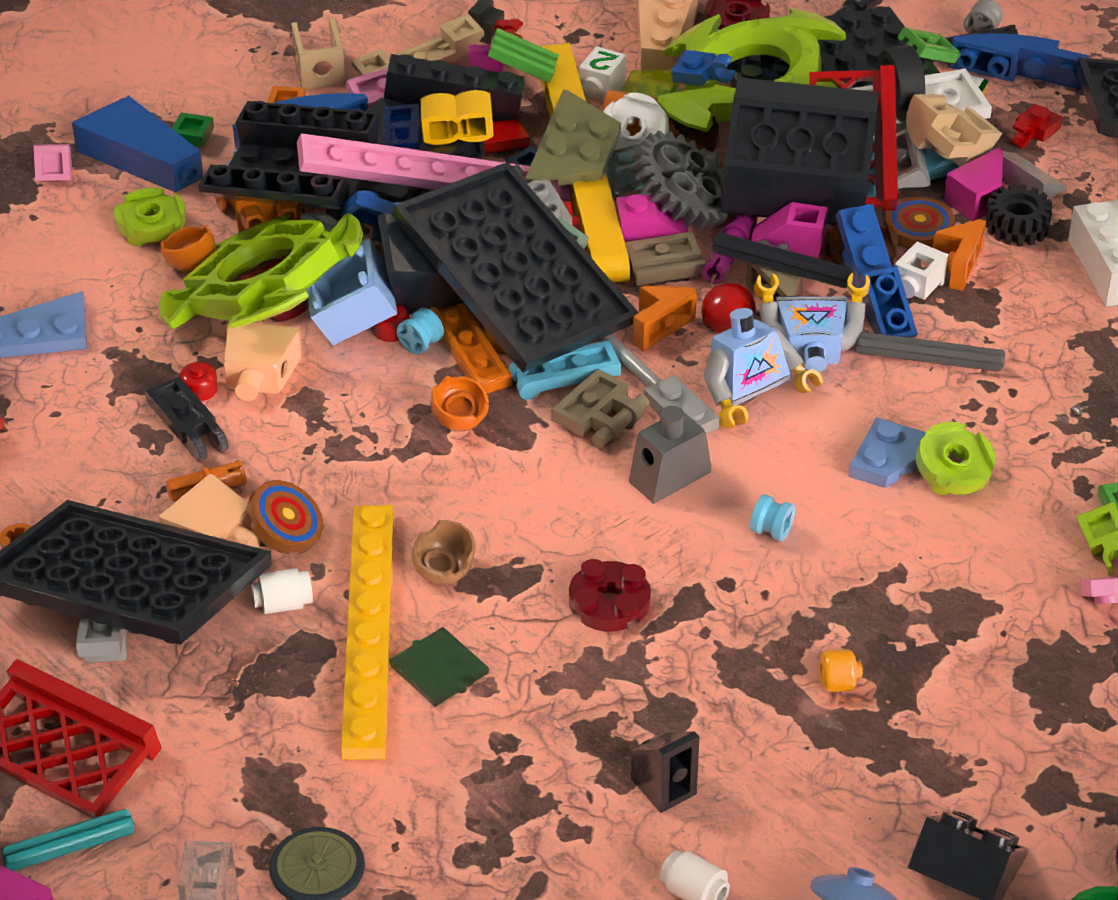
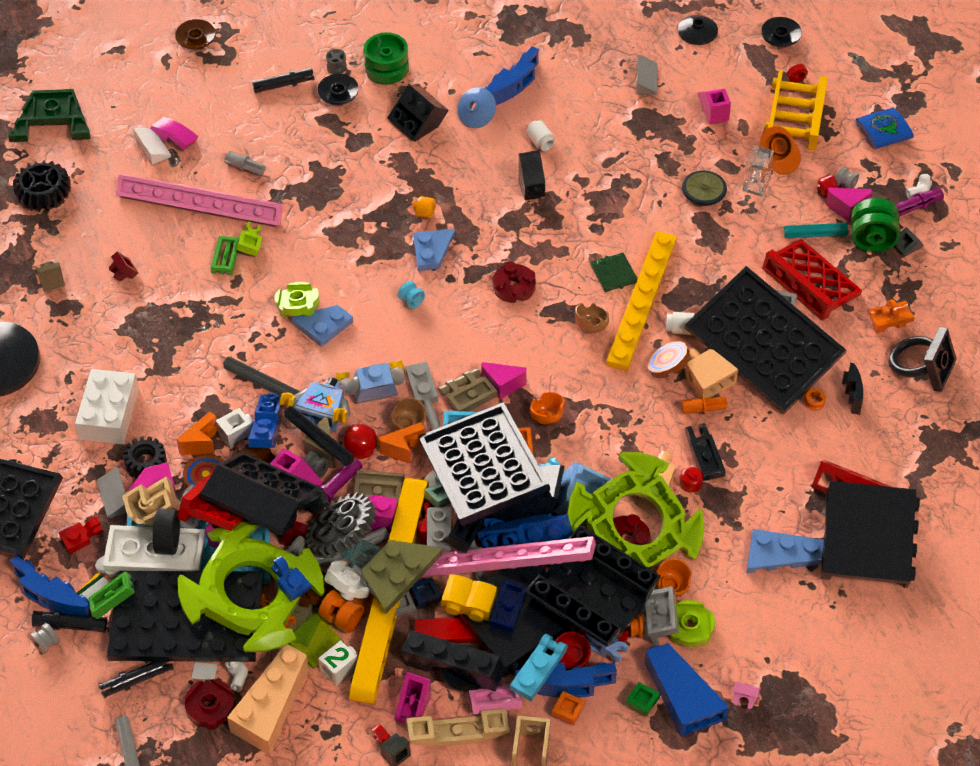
camera: 160 degrees left, 10 degrees up
(188, 202) = (661, 614): none -> light grey bracket
(340, 87) = (538, 668): none -> medium azure plate
(523, 55) = (397, 655): bright green tile -> none
(552, 433) = (504, 377): none -> dark pink slope
(669, 455) = (446, 337): dark grey torso -> none
(672, 344) = (407, 413): none -> medium nougat hair
(789, 617) = (432, 247): none -> medium blue wing

